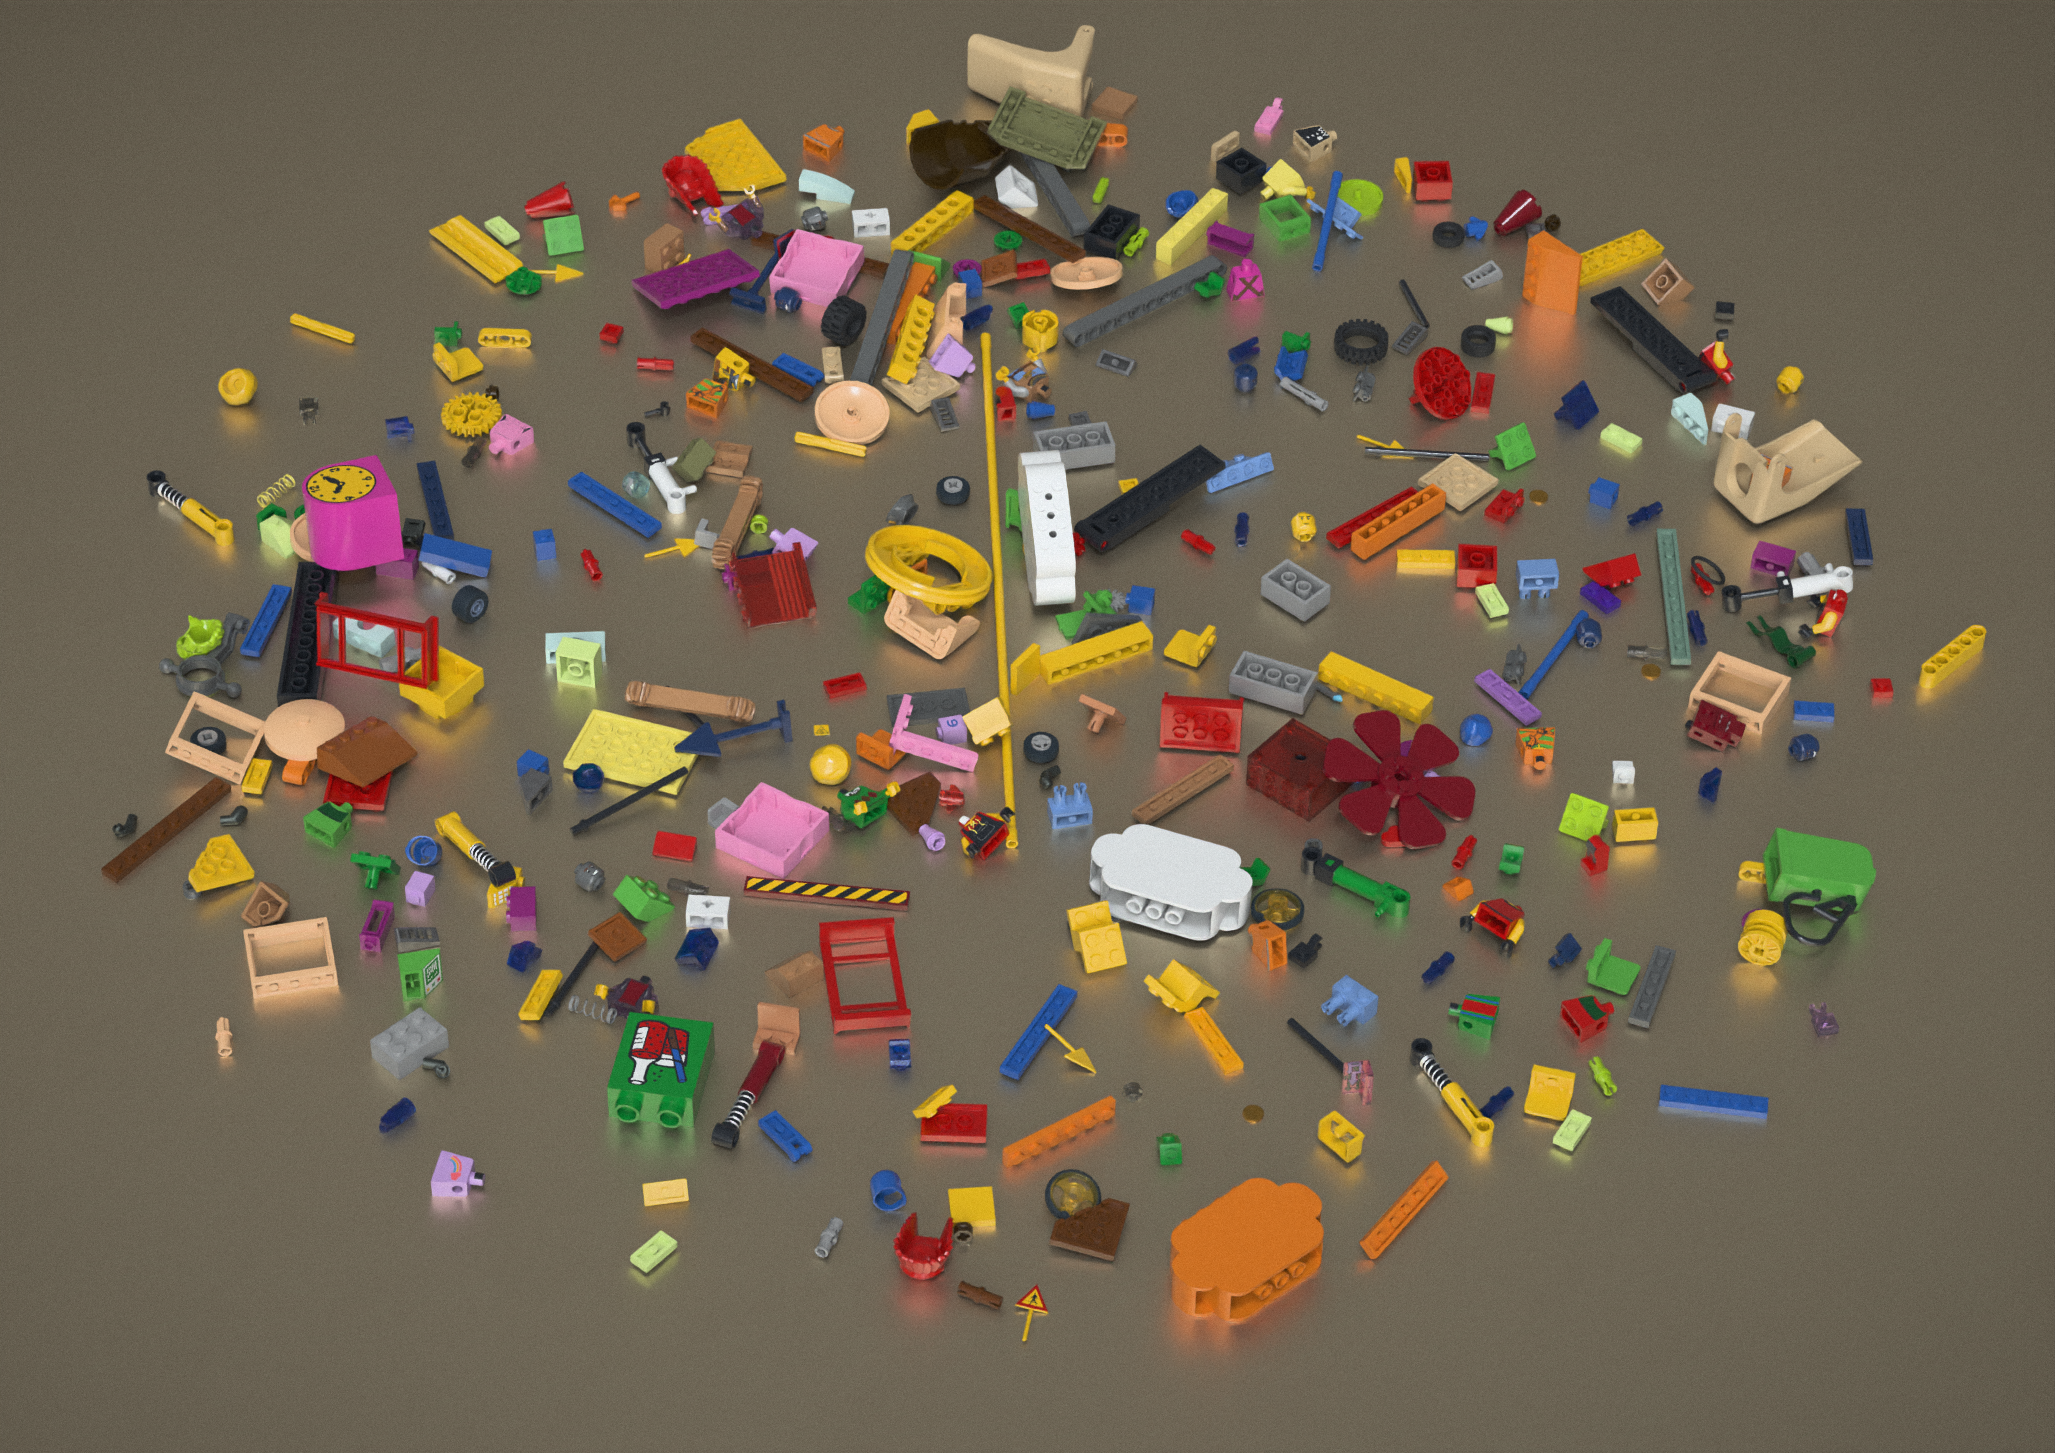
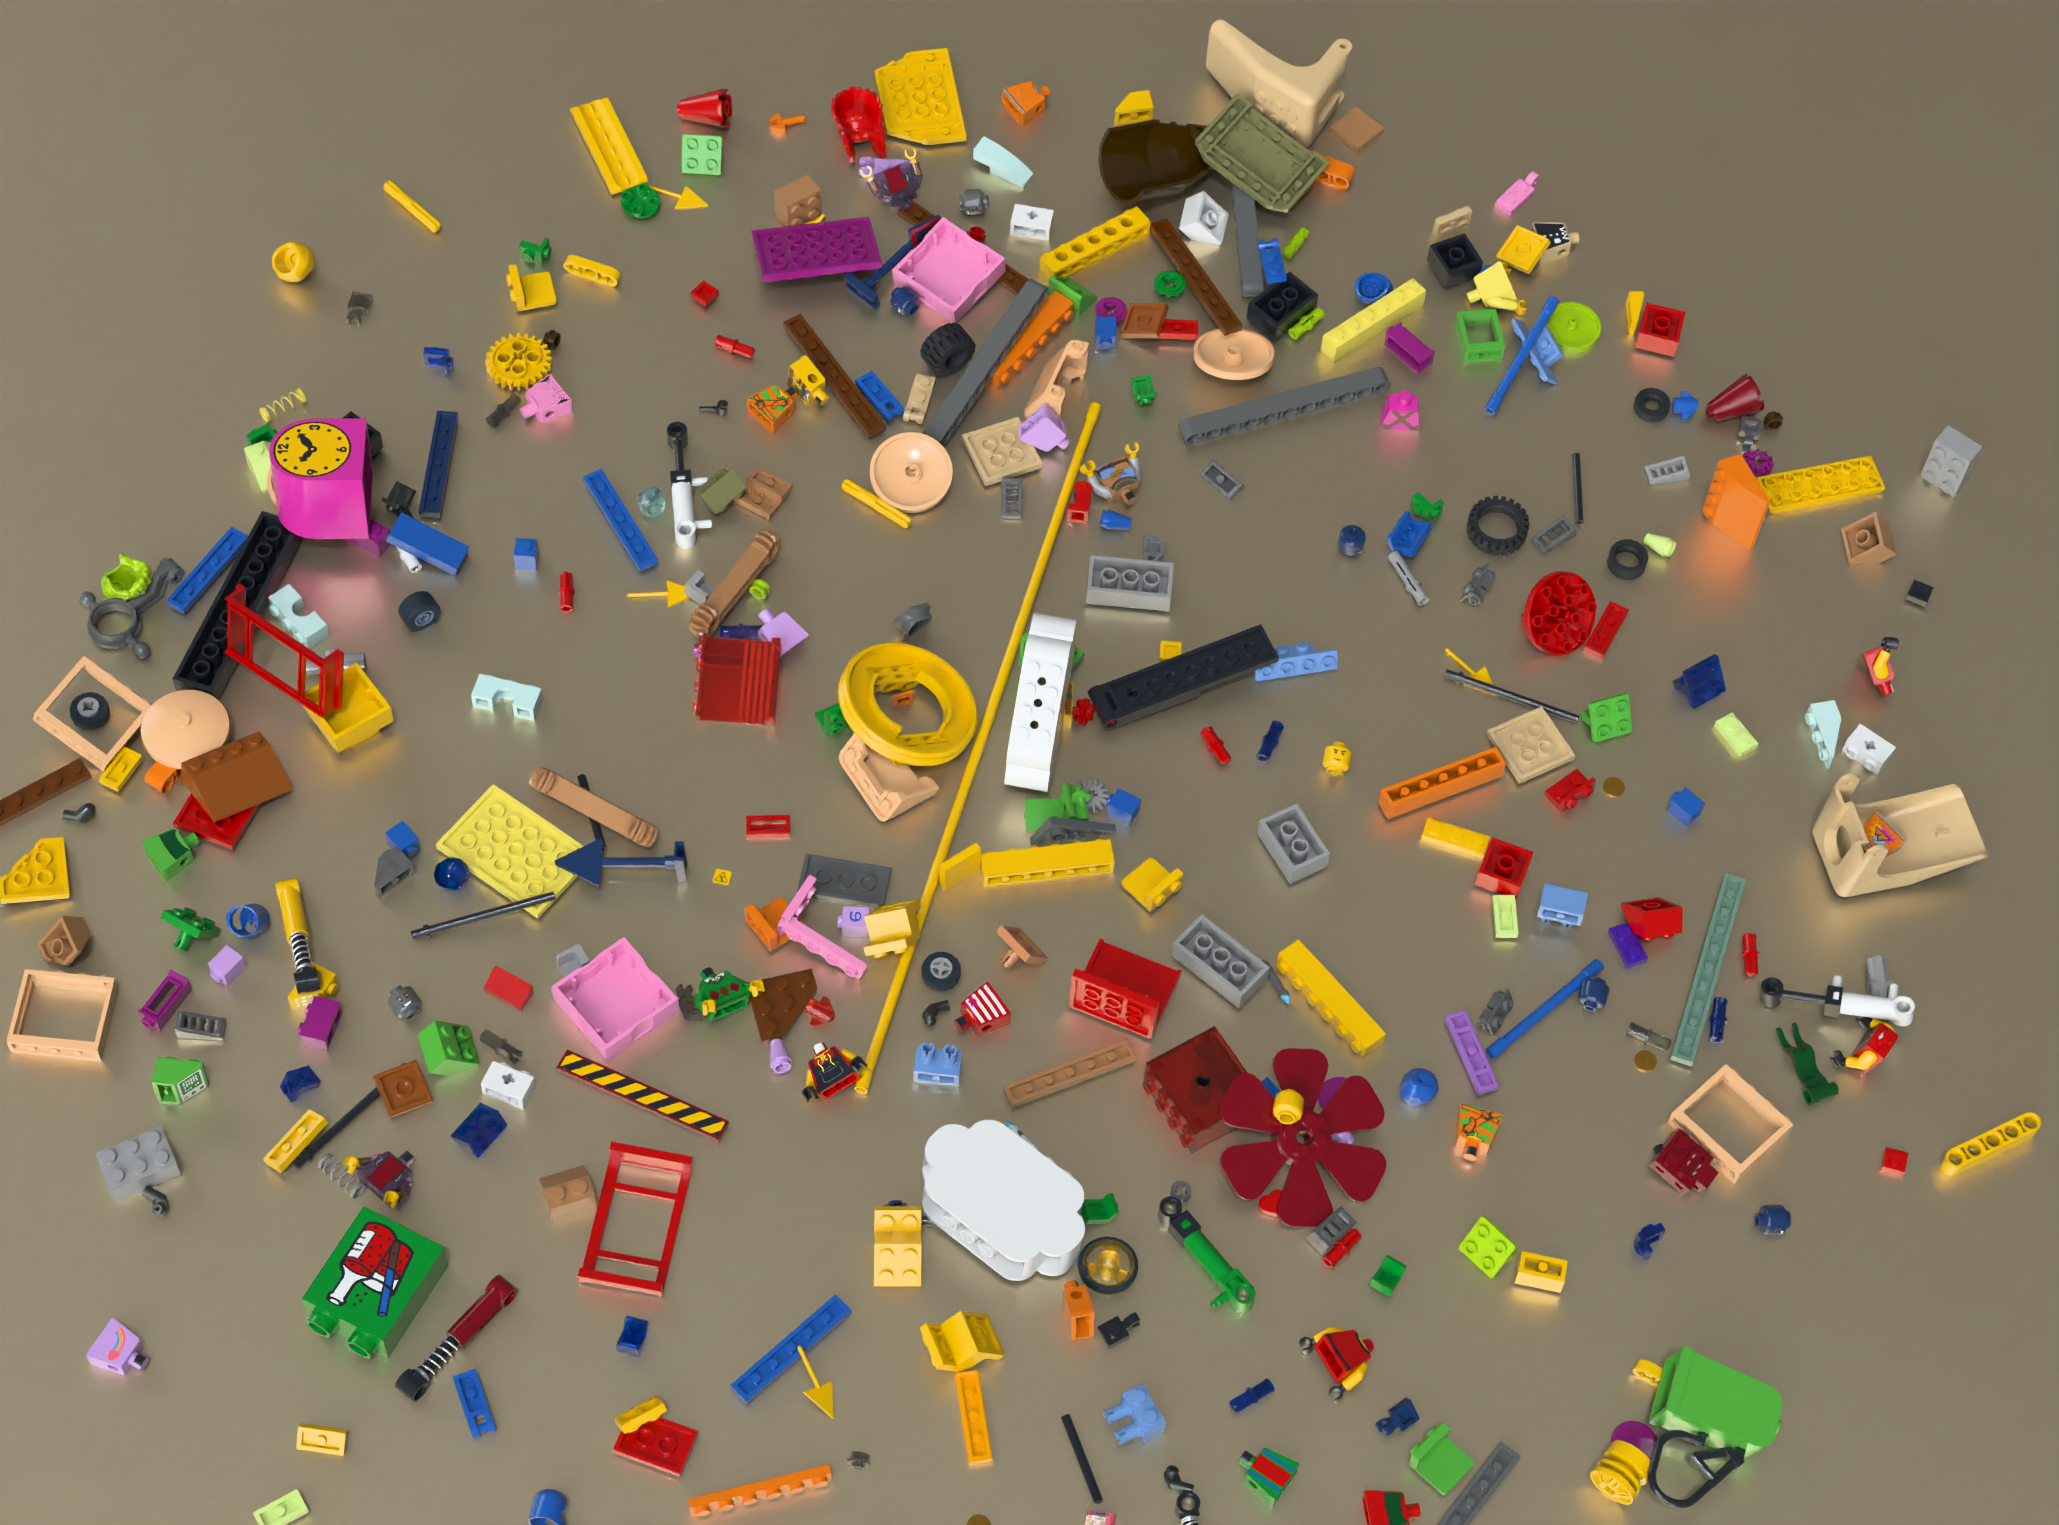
camera: 15 degrees right, 15 degrees up
(219, 528) = (188, 405): piece -> none
(396, 1115) = (90, 1252): clear blue hinge -> none
(502, 230) = (644, 128): yellowish green plate -> none
(579, 662) = (498, 721): yellowish green brick -> none
(778, 1025) = (518, 1265): nougat bracket -> none
(830, 764) = (708, 931): yellow piece -> none
(910, 339) = (981, 429): yellow brick -> none
(953, 490) = (979, 609): black wheel -> none
(976, 317) = (1095, 378): clear blue hinge -> none
(1040, 329) = (1154, 416): yellow brick -> none
(1090, 200) = (1272, 261): none -> blue plate
(1091, 764) = (983, 1011): none -> red torso
(1212, 286) = (1362, 407): green bracket -> none
(1243, 350) = (1366, 502): clear blue hinge -> none
(1294, 150) = (1523, 249): none -> yellow tile
(1343, 534) = (1380, 778): red plate -> none
(1381, 752) = (1288, 1106): none -> yellow head
(1401, 1041) = (1174, 1481): none -> pearl dark grey arm
(1448, 843) = (1320, 1239): none -> flat silver slope
(1459, 888) = (1317, 1293): orange slope -> none
(1596, 856) = (1481, 1302): red leg -> none
(1623, 772) = (1559, 1191): white bracket -> none
(1644, 513) = (1721, 846): clear blue pin -> none
(1654, 341) = (1821, 615): black hinge -> none
(1700, 573) = (1748, 953): black tyre -> none
(1710, 212) = (1951, 461): none -> light grey brick
(1772, 558) = (1839, 951): magenta brick -> none
(1789, 379) = (1955, 709): yellow head -> none
(1813, 711) = (1805, 1171): blue plate -> none
(1859, 536) = (1949, 947): dark blue plate -> none

